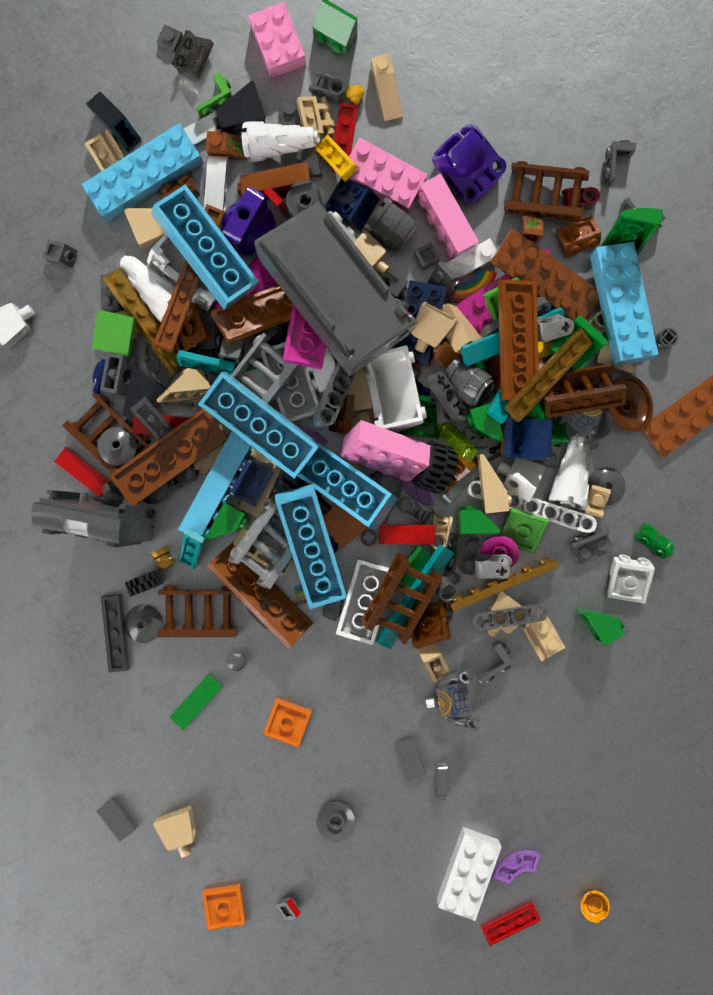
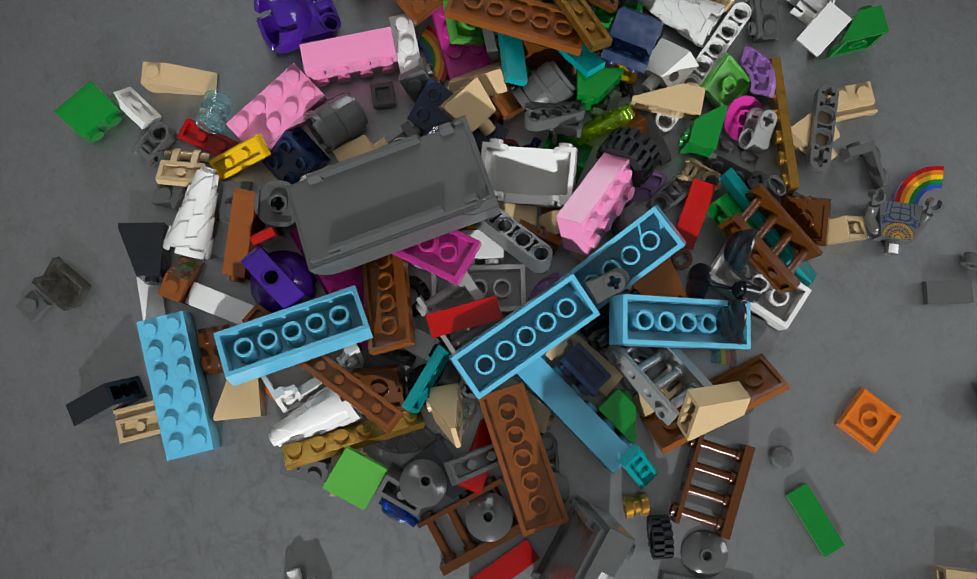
camera: 70 degrees left, 5 degrees down
(60, 253) = (237, 514): dark grey bracket -> none
(112, 493) = (542, 541): dark grey plate -> none
(115, 388) = (412, 488): none -> dark grey dish
(212, 104) = (112, 261): bright green bracket -> none
(252, 590) = (711, 407): none -> tan slope
(261, 374) = (464, 316): none -> red tile
(277, 40) = (81, 182): bright pink brick -> none
(318, 476) = (602, 287): none -> dark grey piece
(352, 61) = (135, 107): none -> white plate
(353, 589) = (730, 318): none -> black plant
(355, 93) = (173, 116): yellow plate -> none
(367, 125) = (214, 112): none -> clear light blue wheel
(491, 710) = (918, 183): none -> tile
(543, 554) = (760, 72): none -> medium lavender tile
(593, 591) = (820, 27): none -> white brick

